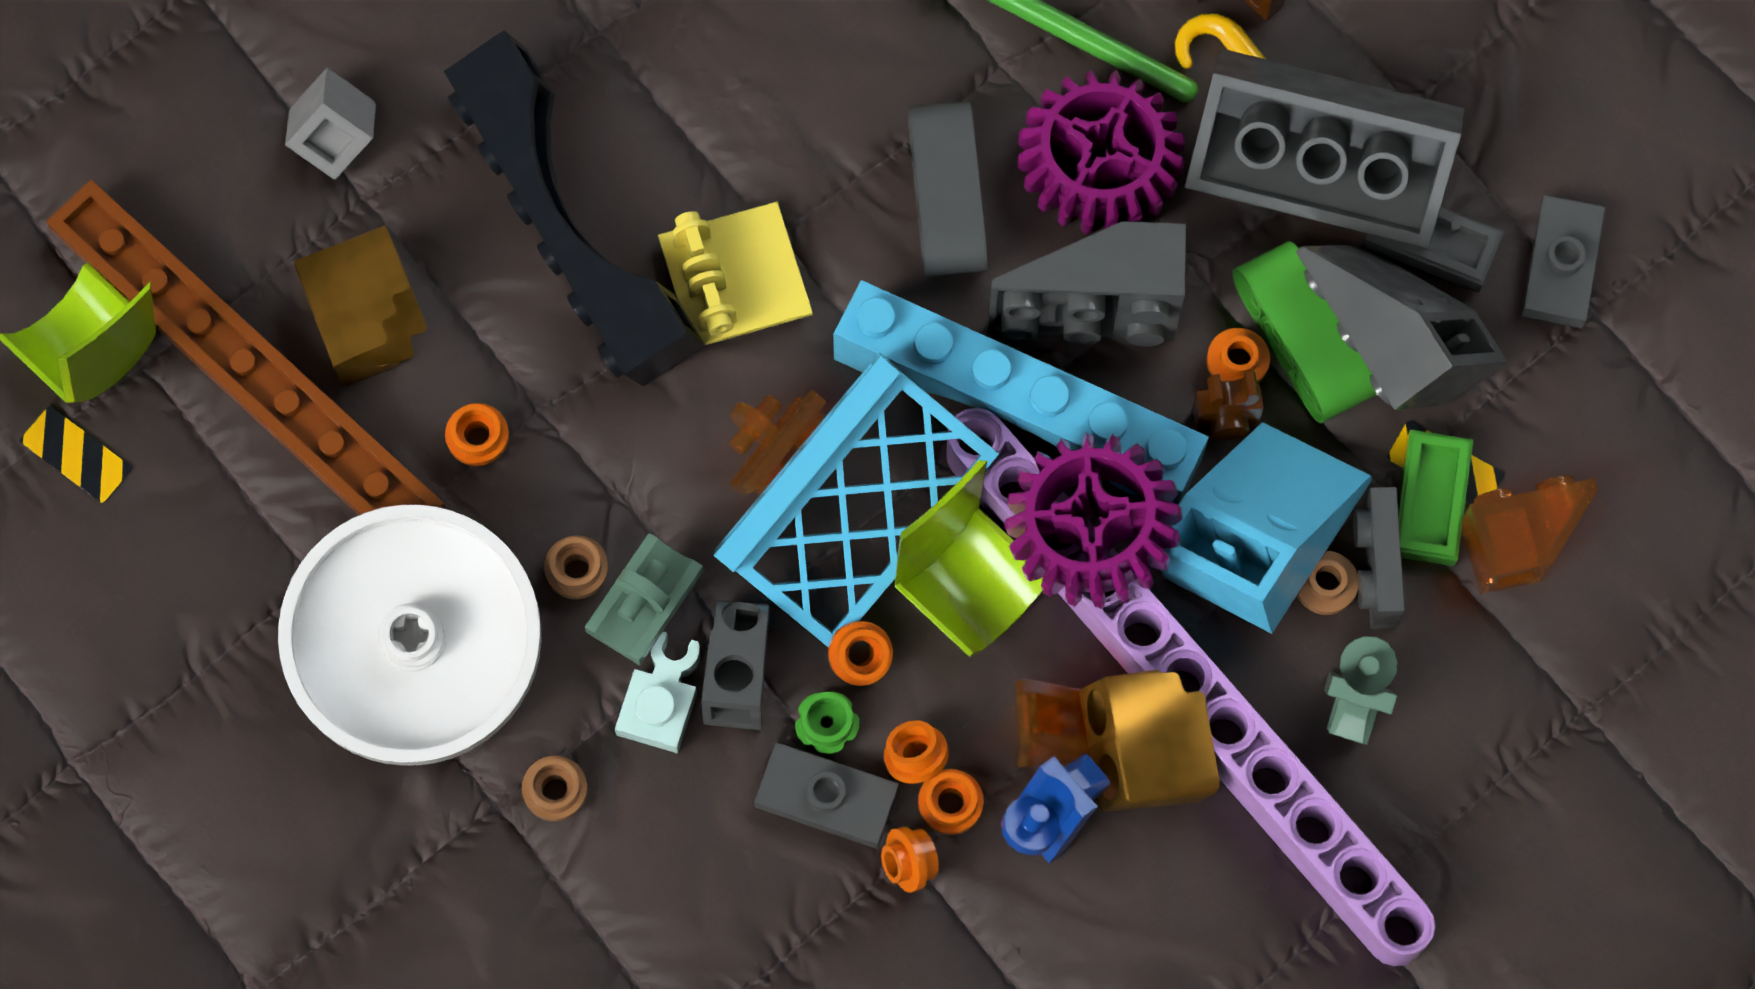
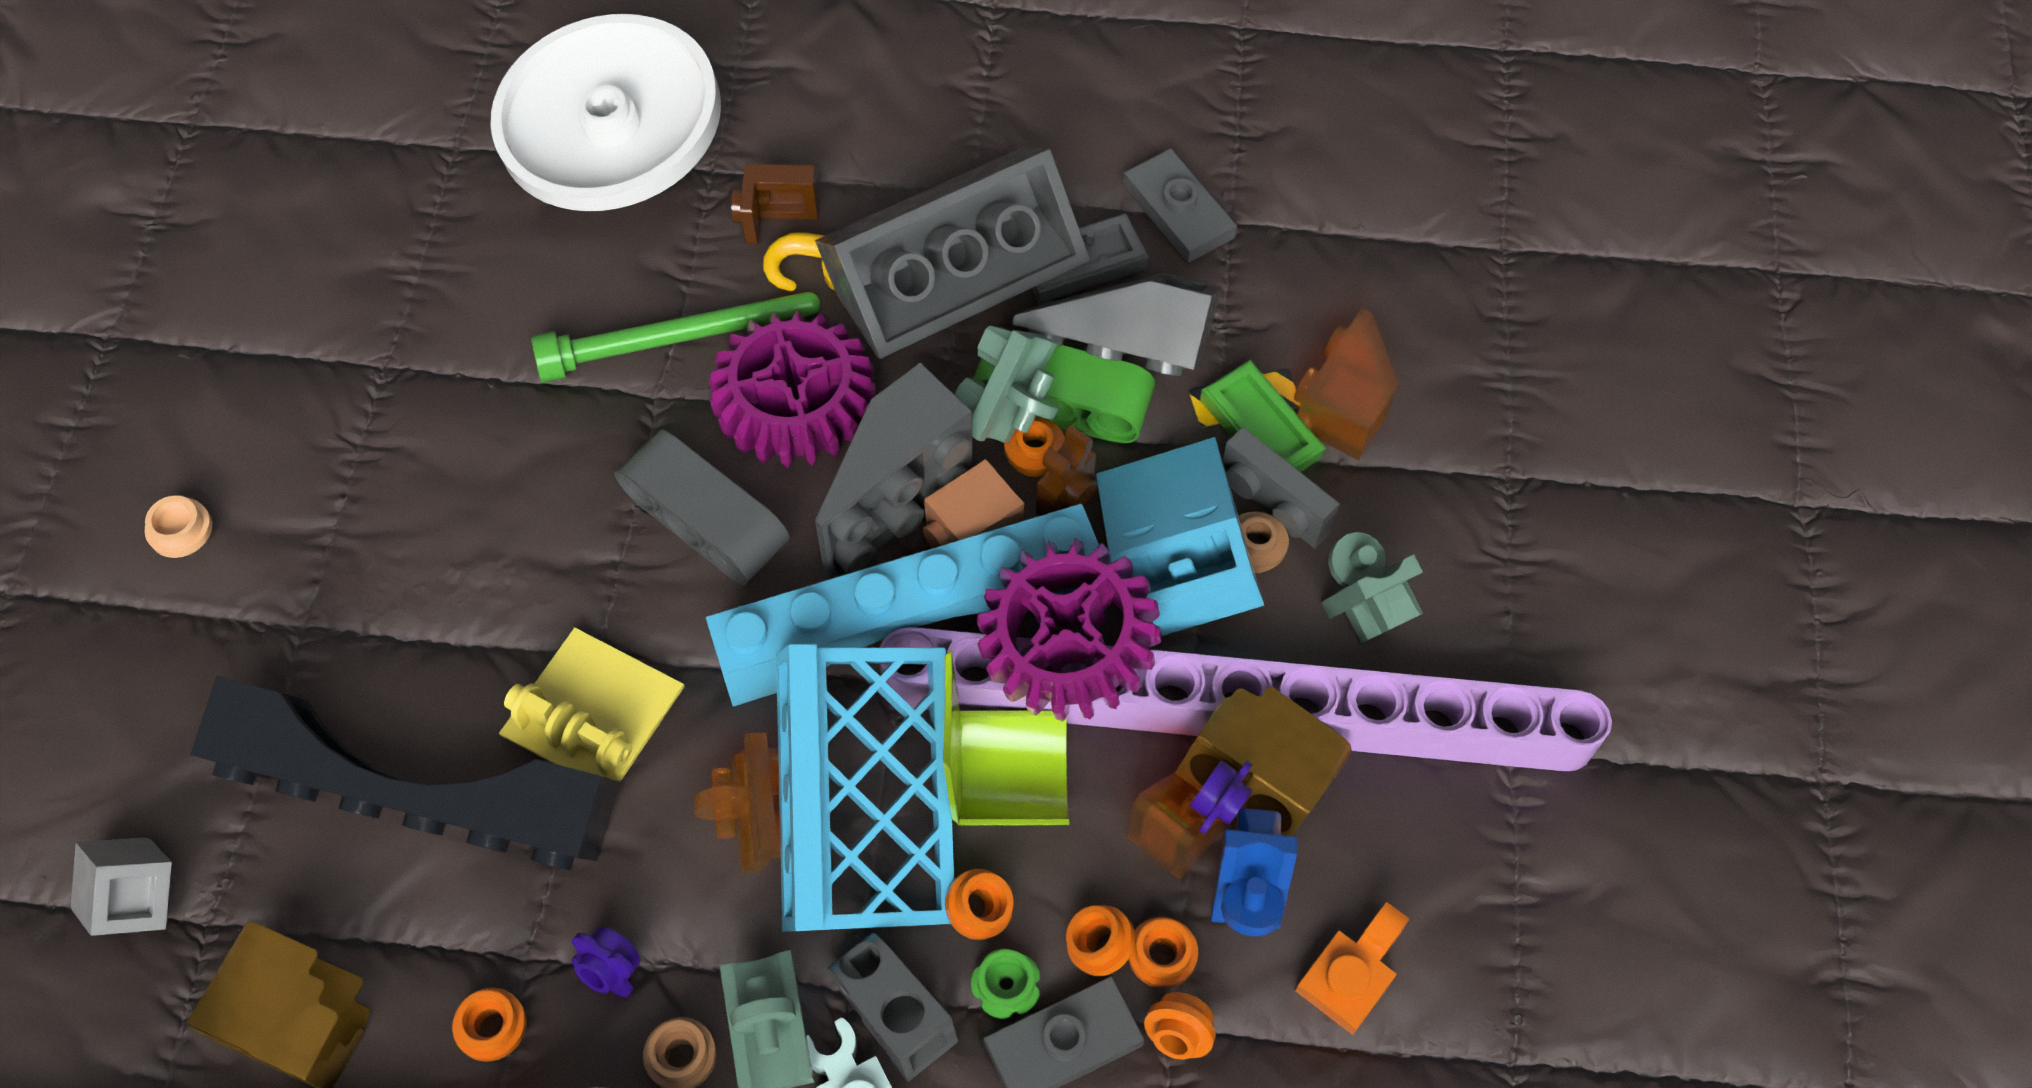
camera: 45 degrees left, 10 degrees down
(583, 461) = (605, 961): none -> dark purple plate
(1059, 938) = (1350, 975): none -> orange plate
(1078, 731) = (1222, 794): none -> dark purple plate
(1134, 368) = (971, 506): none -> nougat brick
(1247, 305) = (1015, 387): none -> sand green hips

